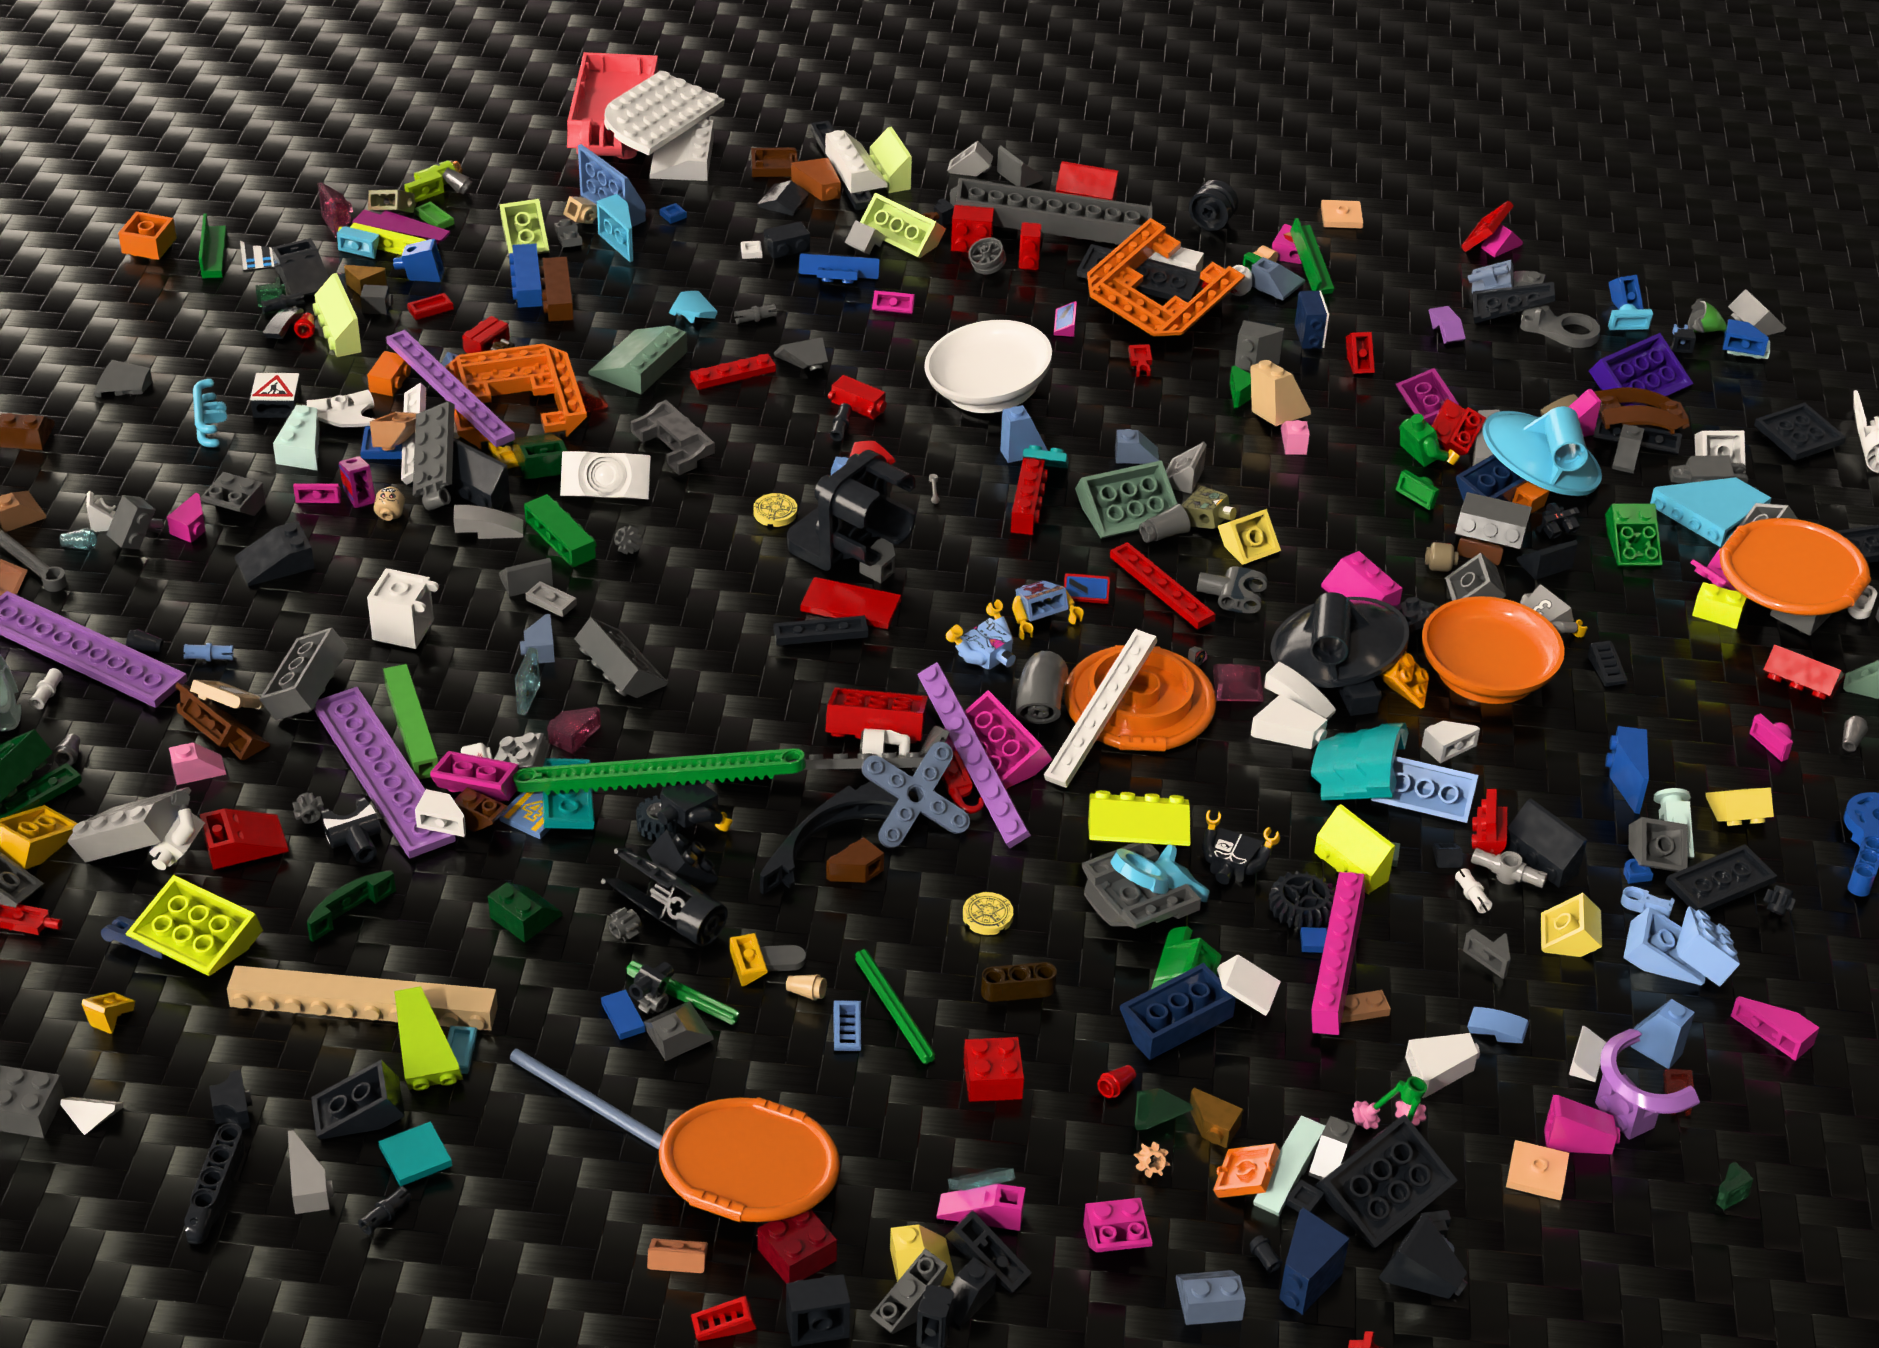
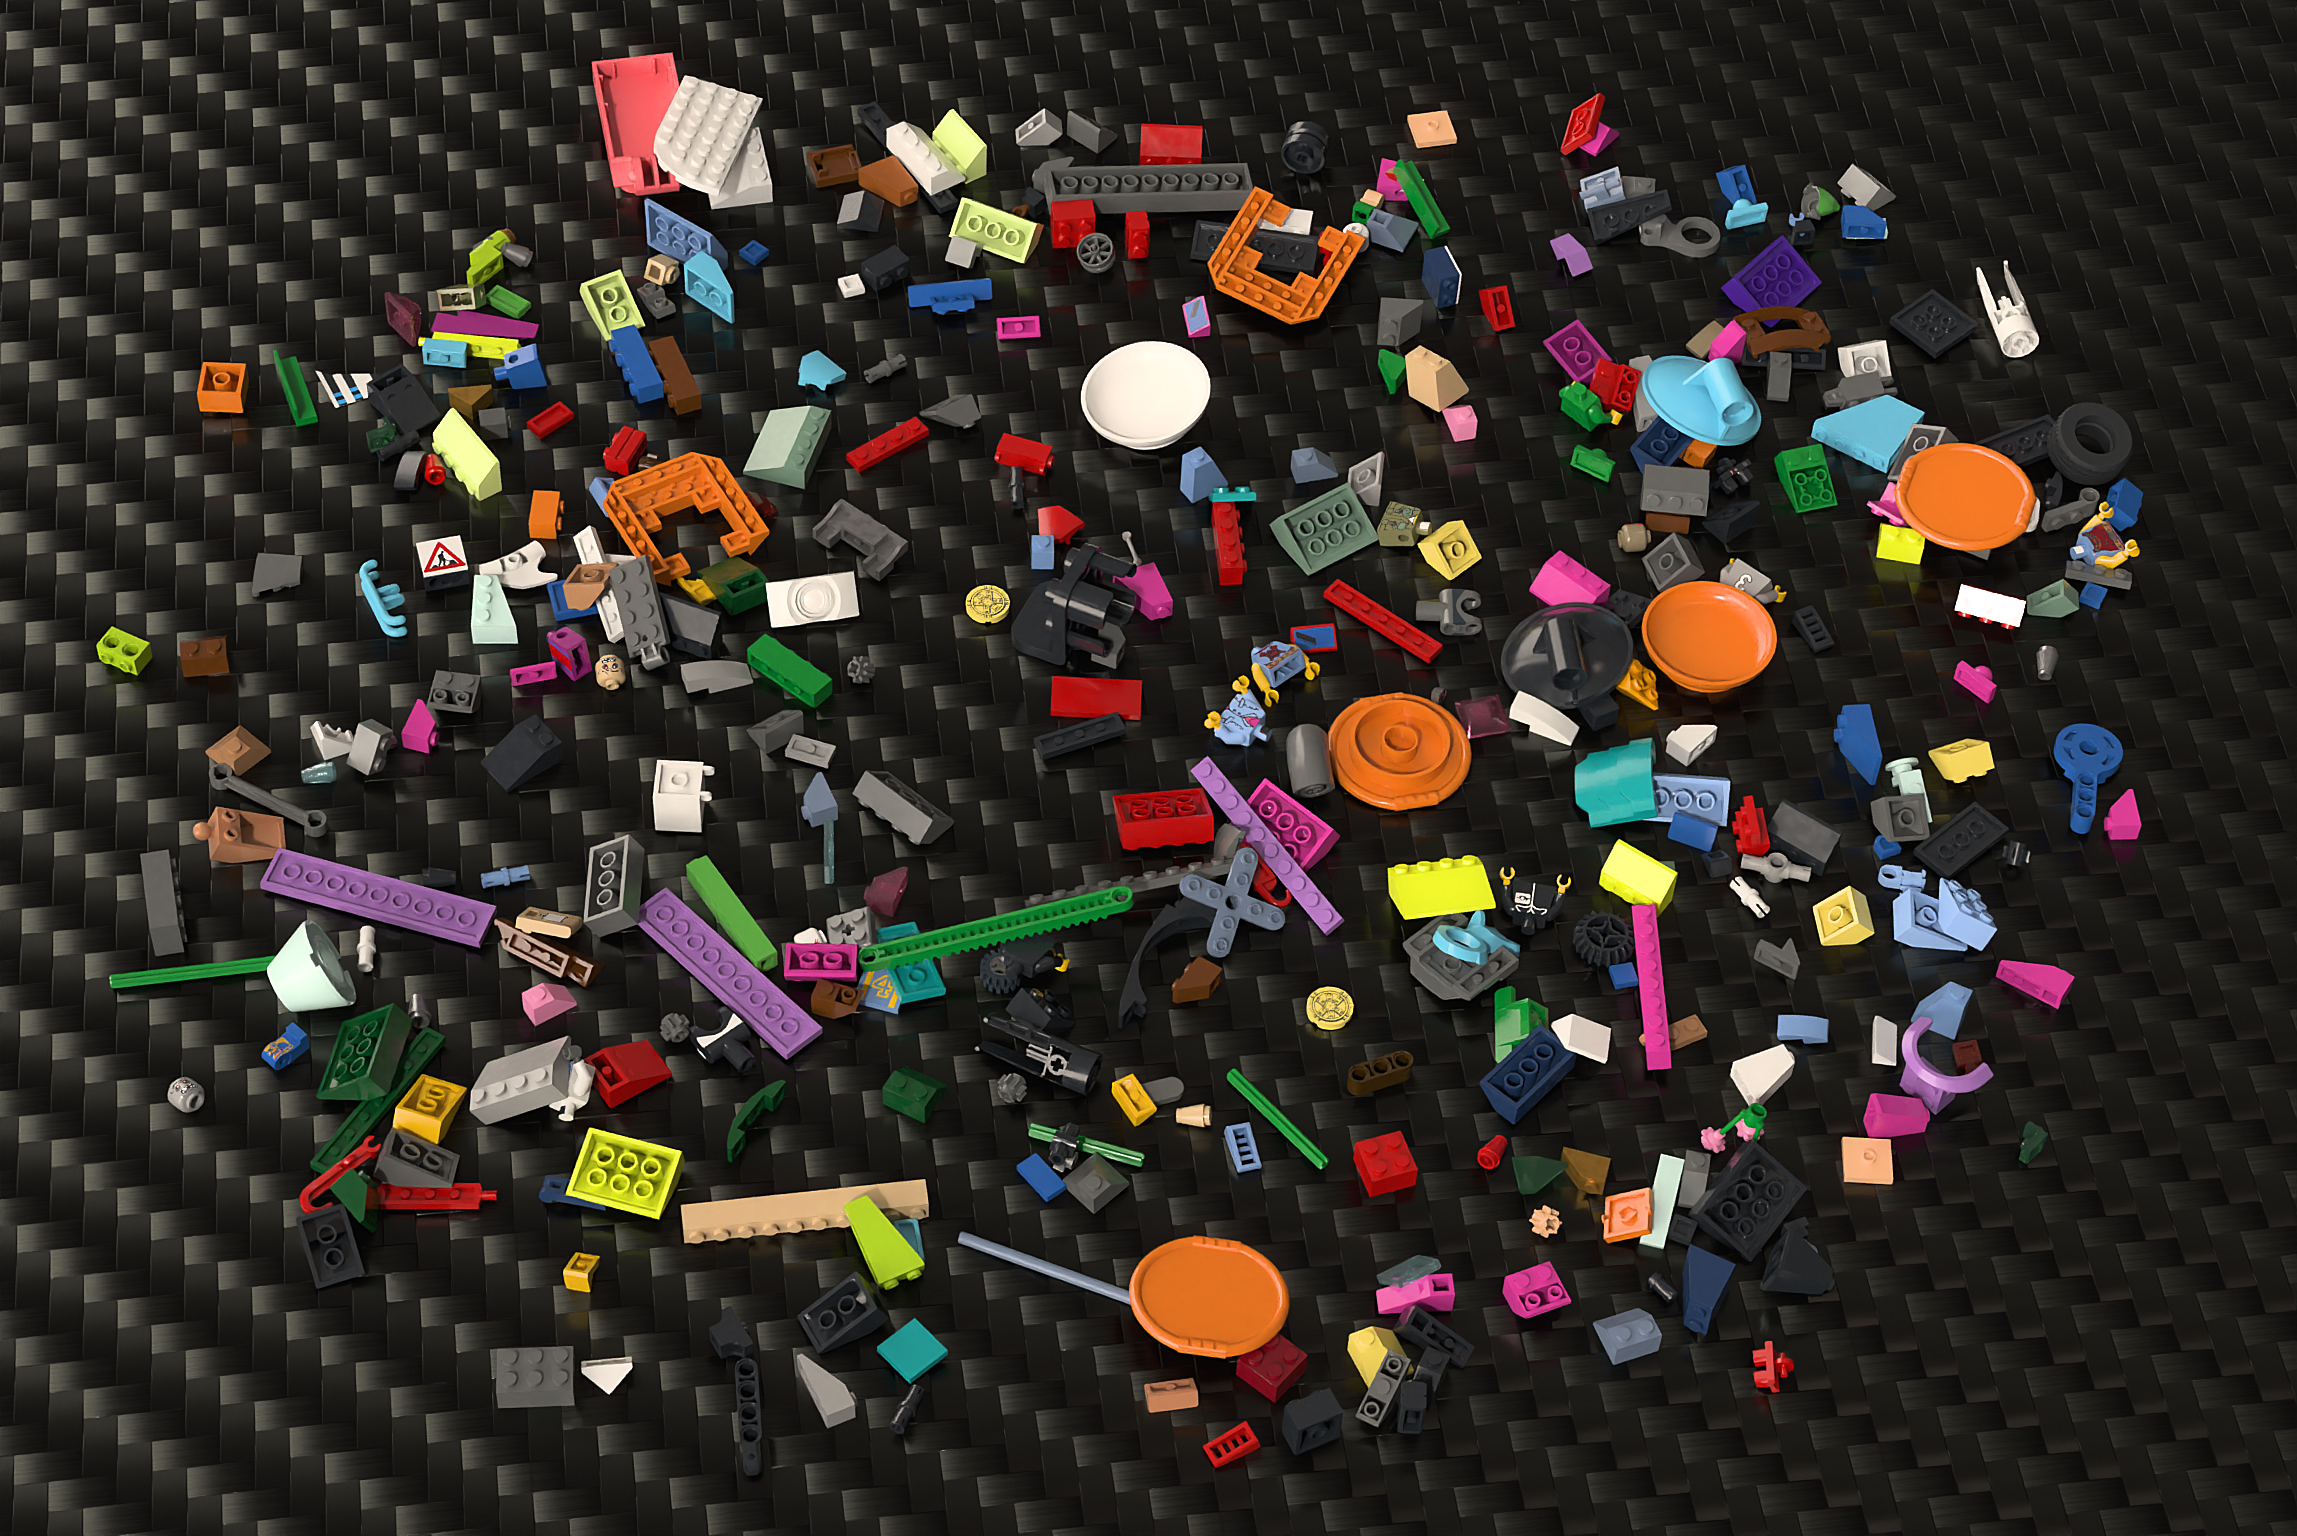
camera: 15 degrees left, 10 degrees up
(440, 813) = (805, 1011): white slope -> none
(451, 388) = (624, 527): medium lavender plate -> none
(874, 741) = (1174, 852): white piece -> none
(933, 522) = (1150, 591): none -> dark pink slope
(1100, 708) = (1373, 776): white plate -> none
(1141, 357) = (1285, 352): red plate -> none
(1165, 524) = (1367, 551): dark grey plant -> none
(1289, 724) = (1544, 754): white slope -> none
(1428, 820) = (1692, 832): none -> blue slope

